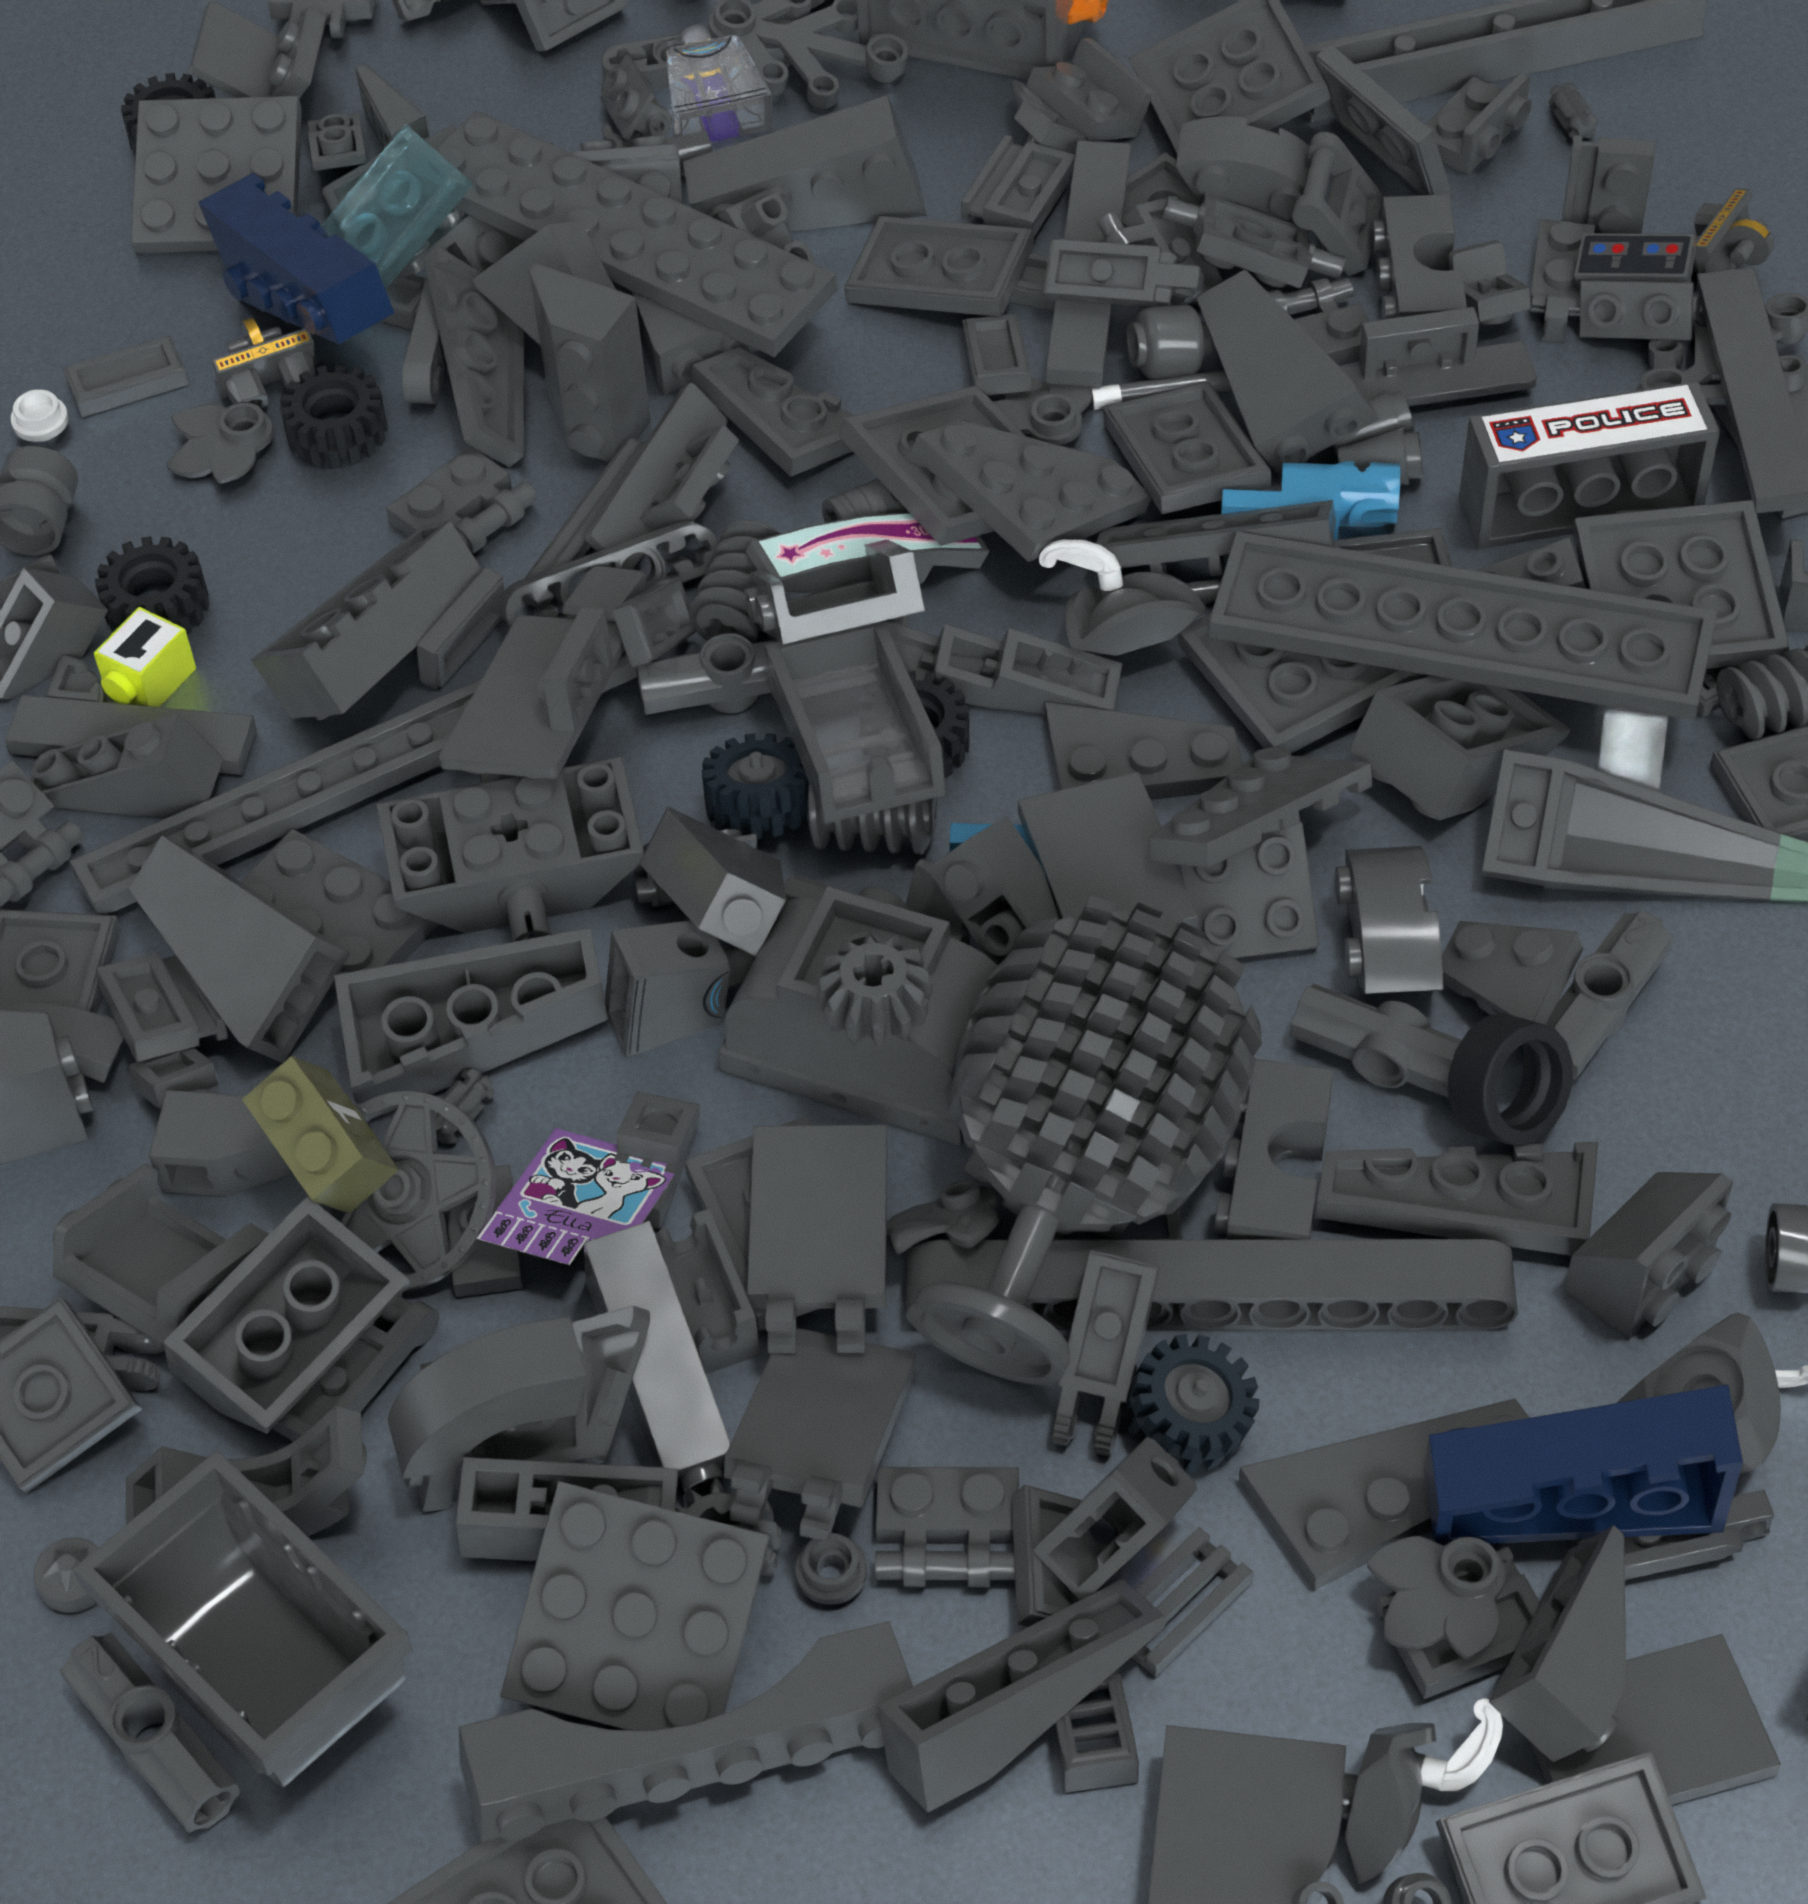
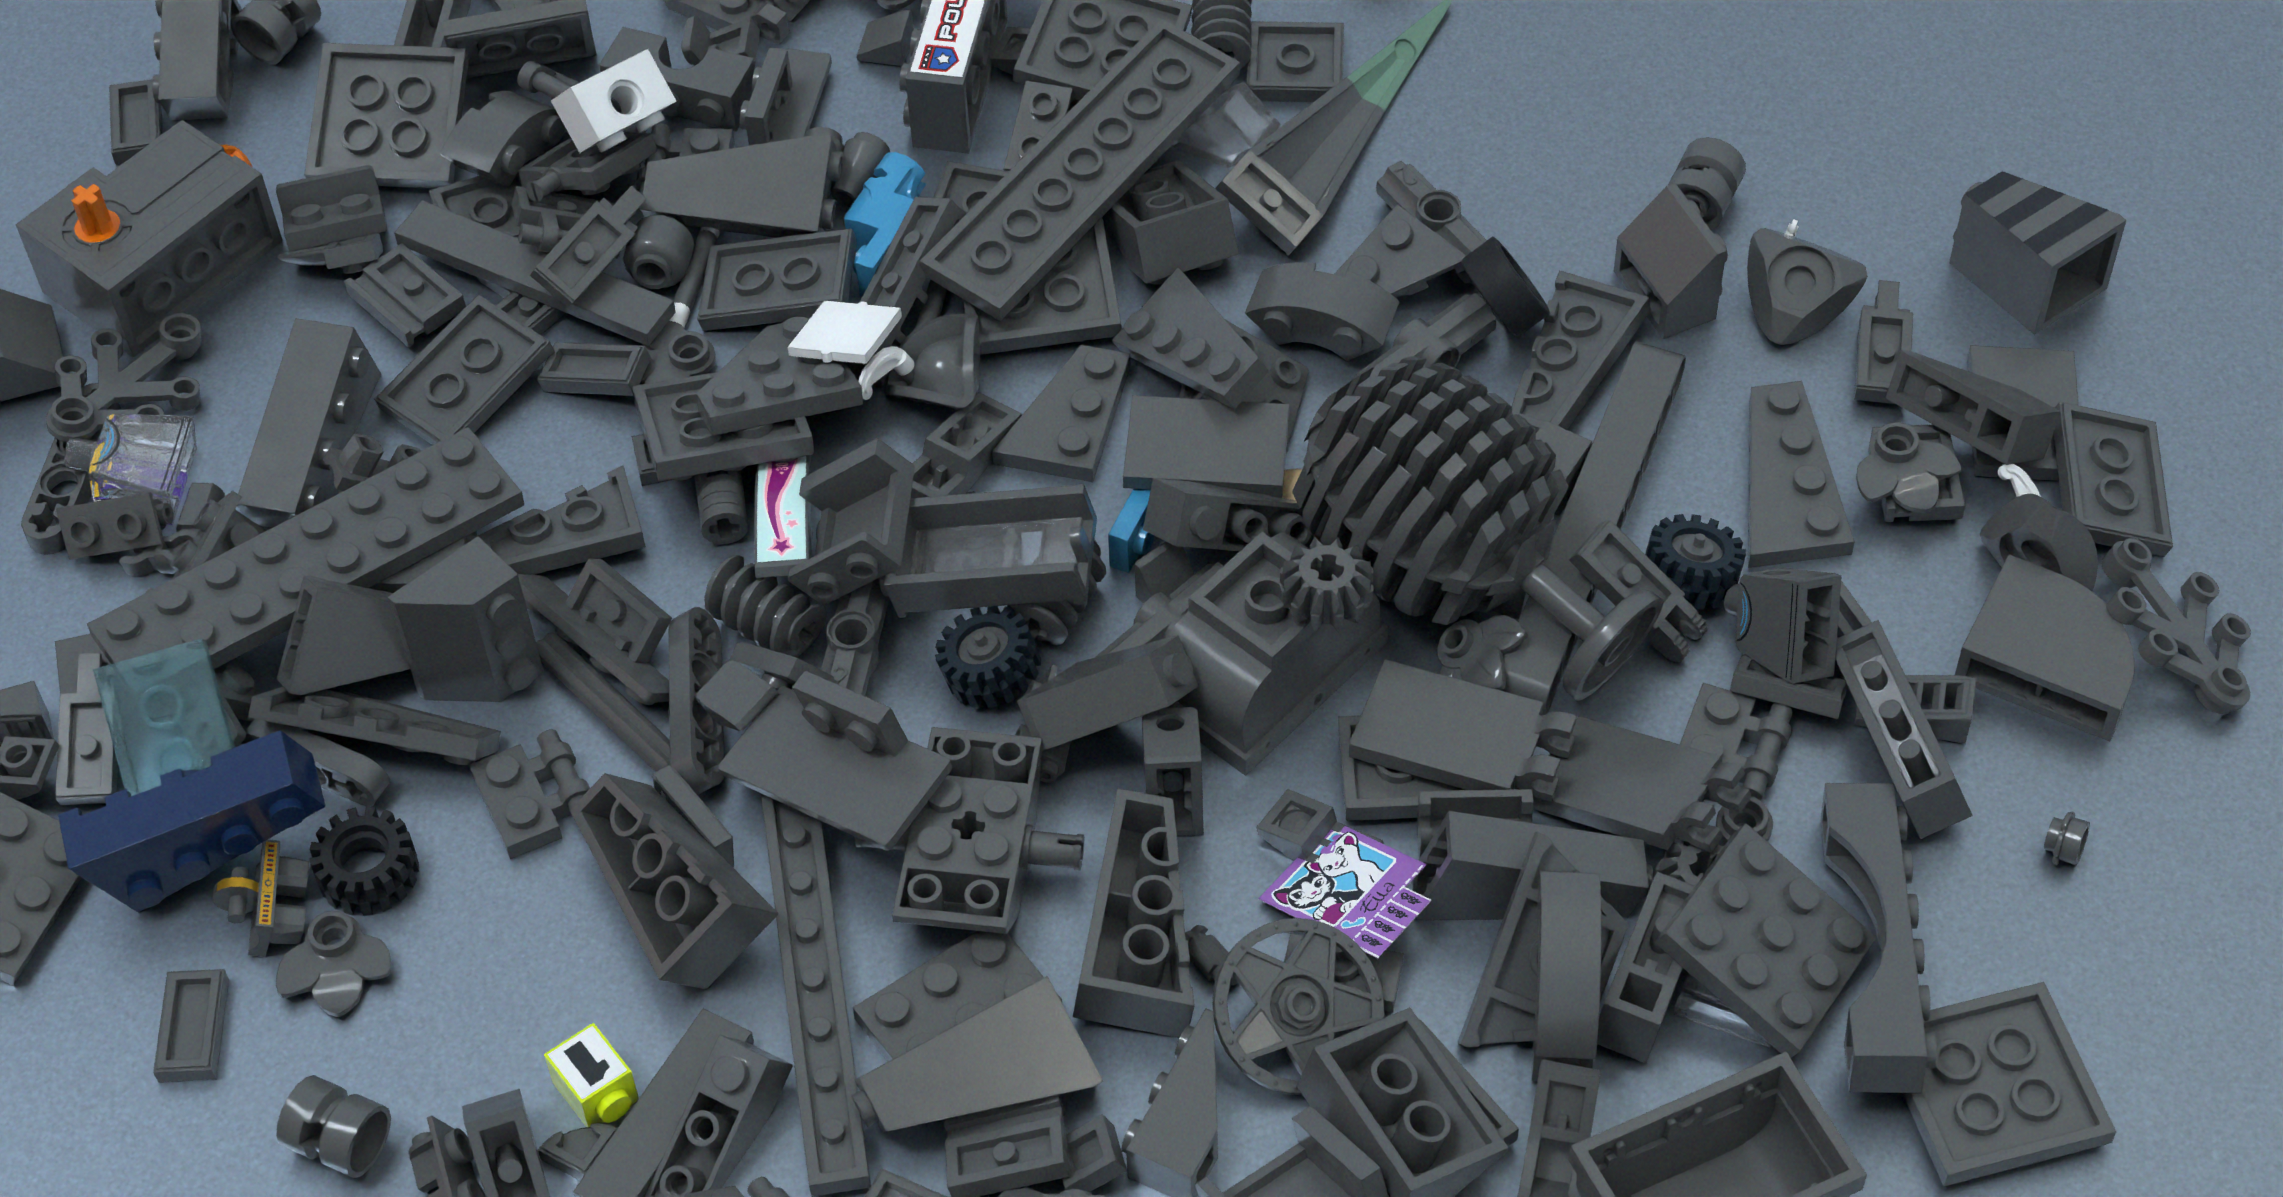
camera: 70 degrees left, 0 degrees up
(38, 416) = (205, 1108): white plate -> none
(150, 567) = (492, 1029): black tyre -> none
(320, 1134) = (1253, 1024): olive brick -> none
(1108, 508) = (845, 332): none -> white piece
(1282, 185) = (633, 84): none -> white brick
(1574, 1473) = (1854, 348): dark blue wedge -> none

